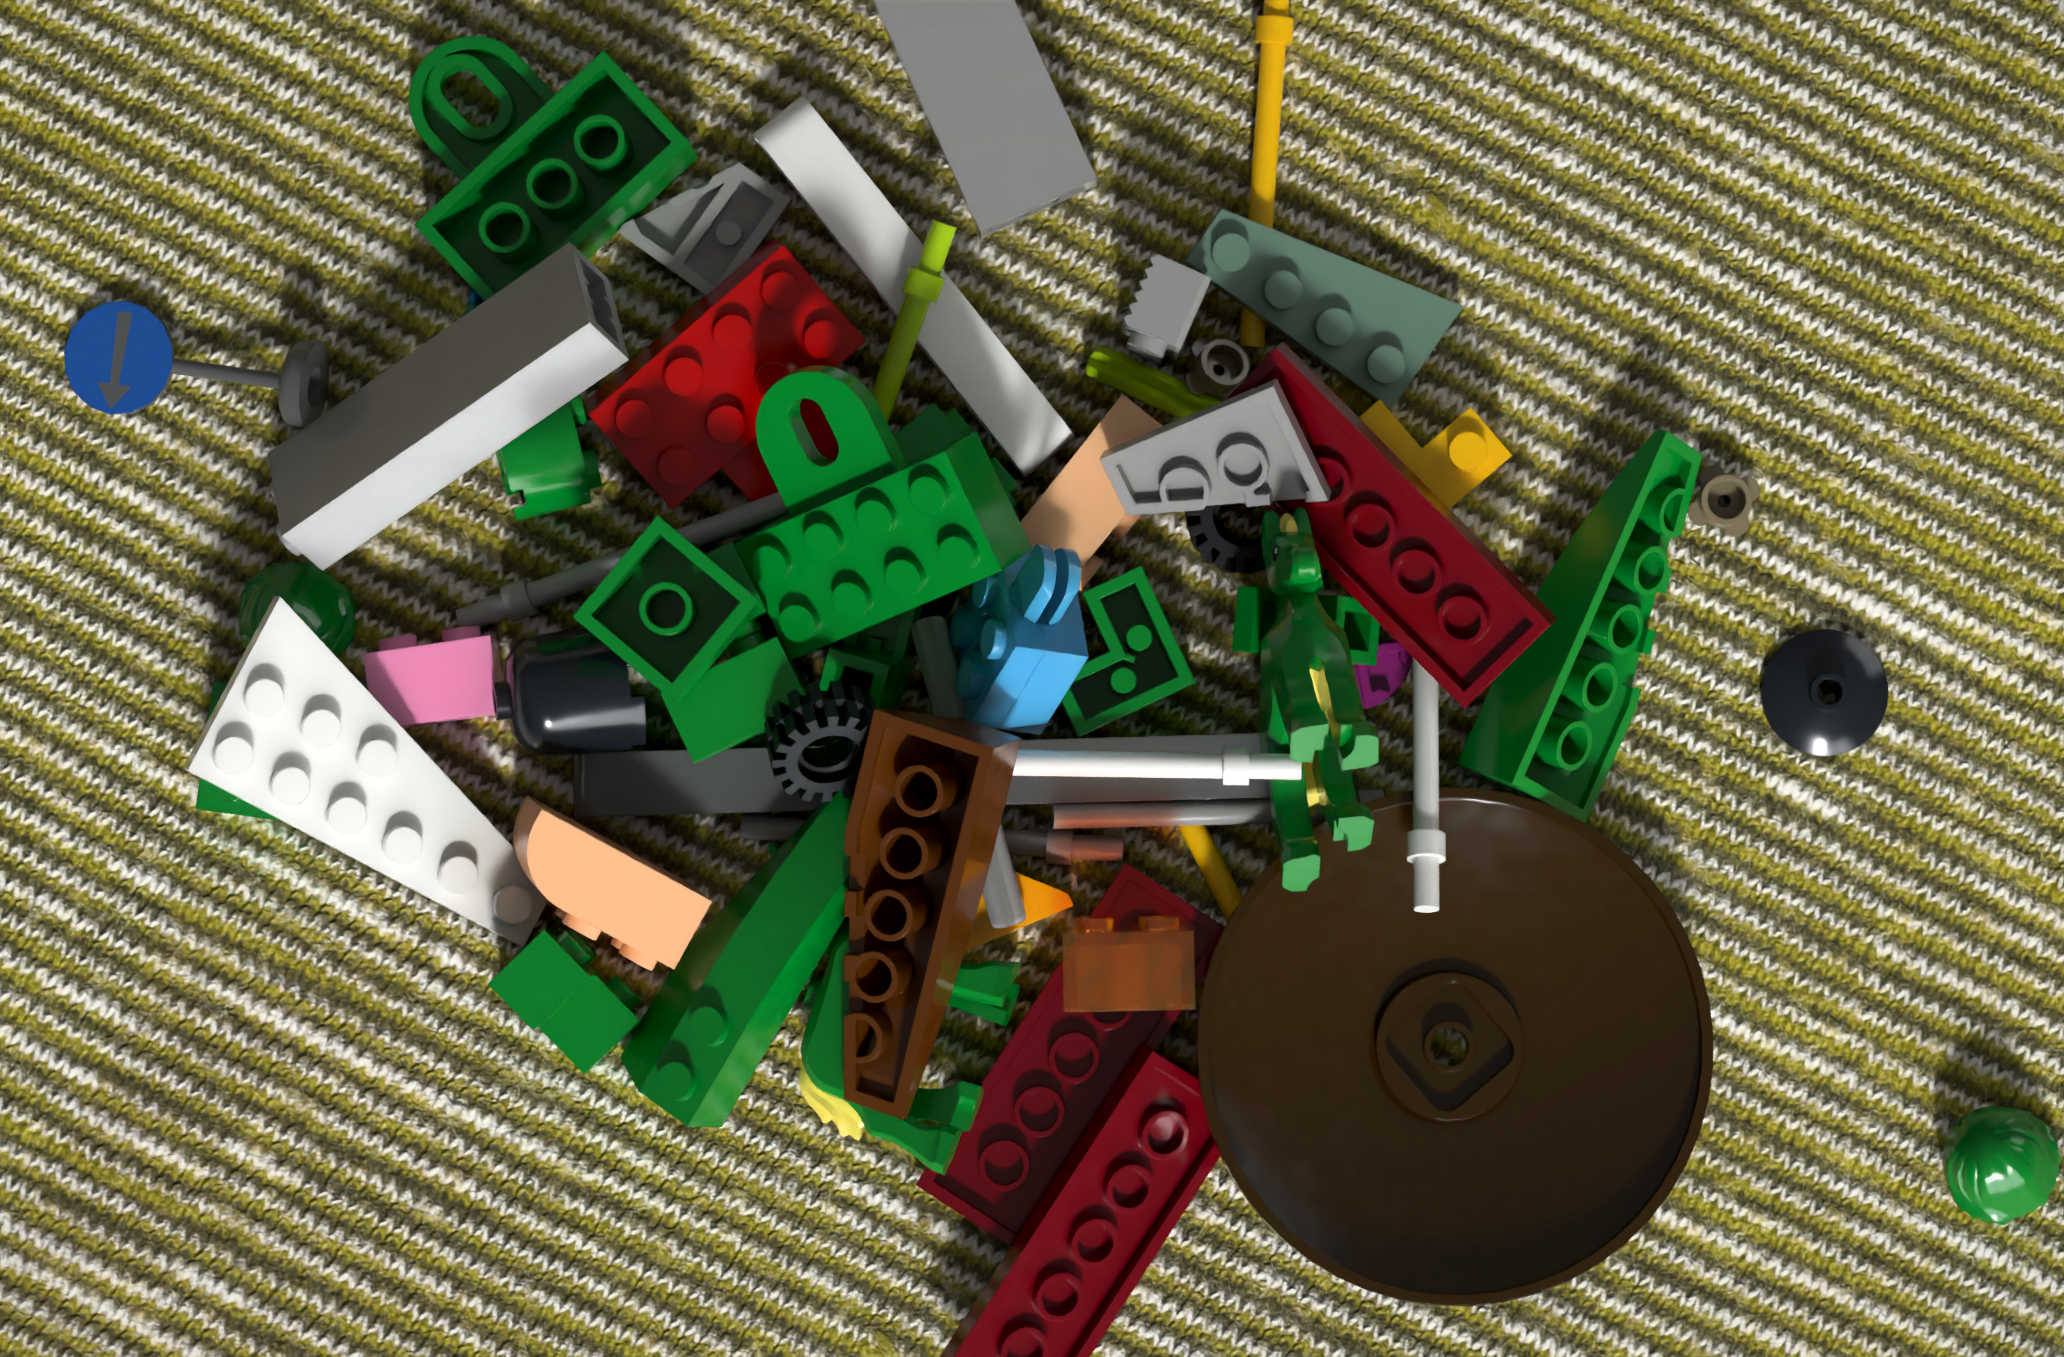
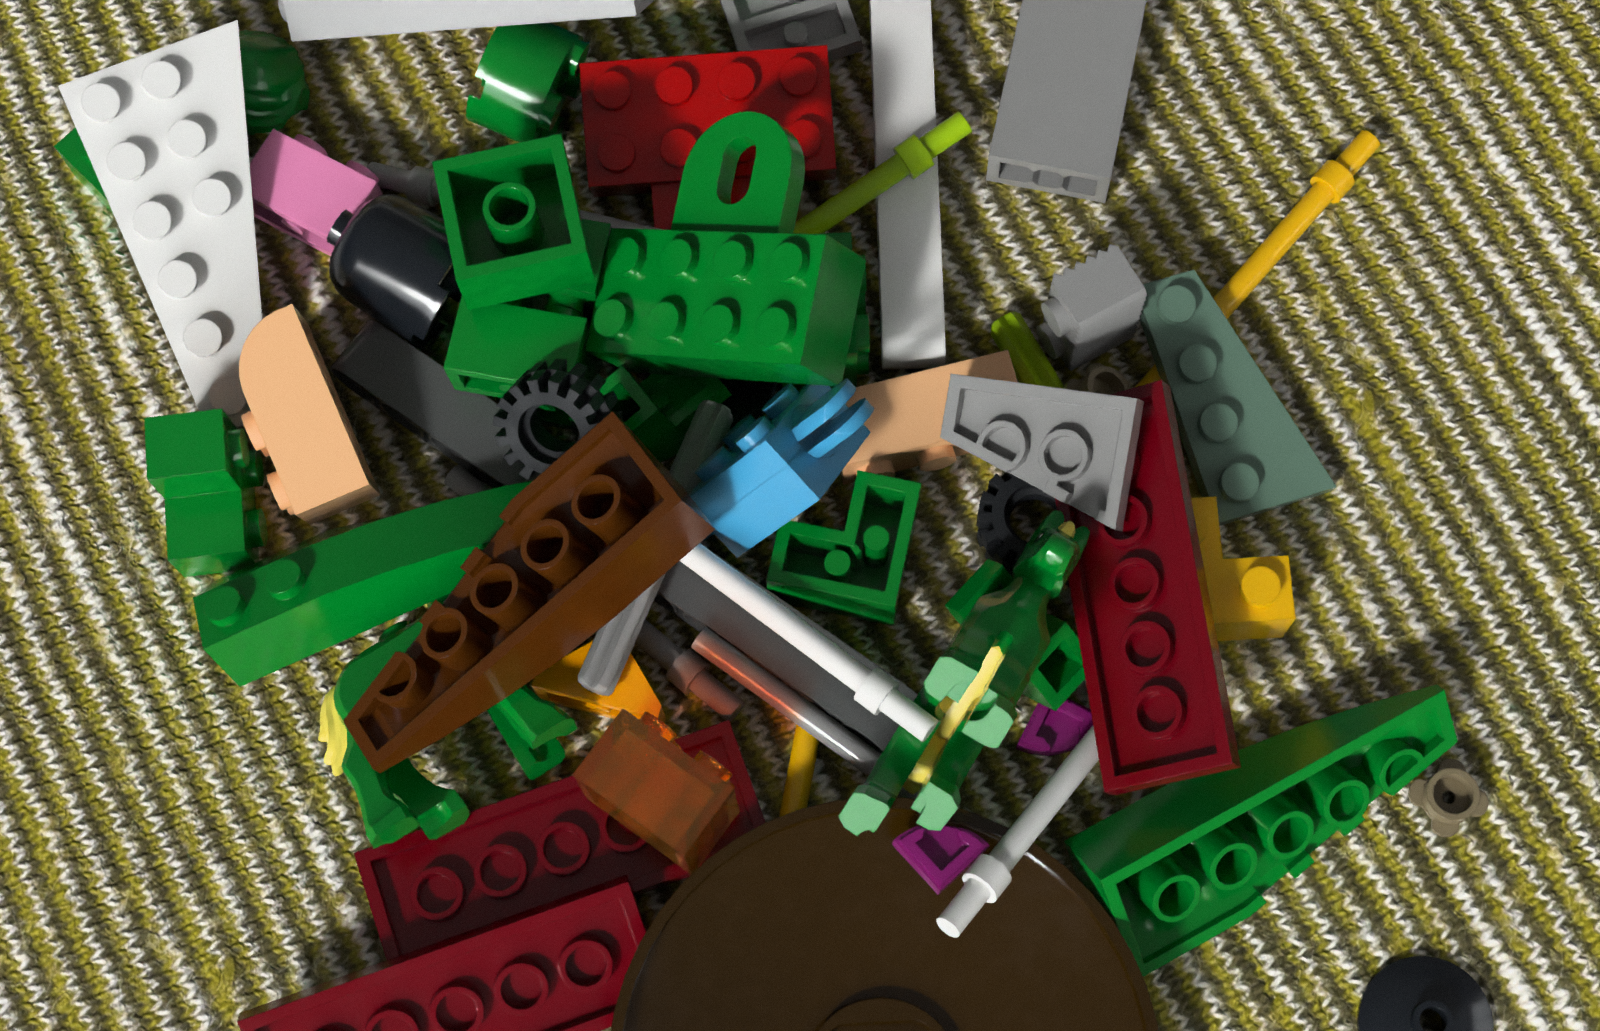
camera: 45 degrees right, 15 degrees down
(1381, 858) = (940, 854): none -> magenta tile

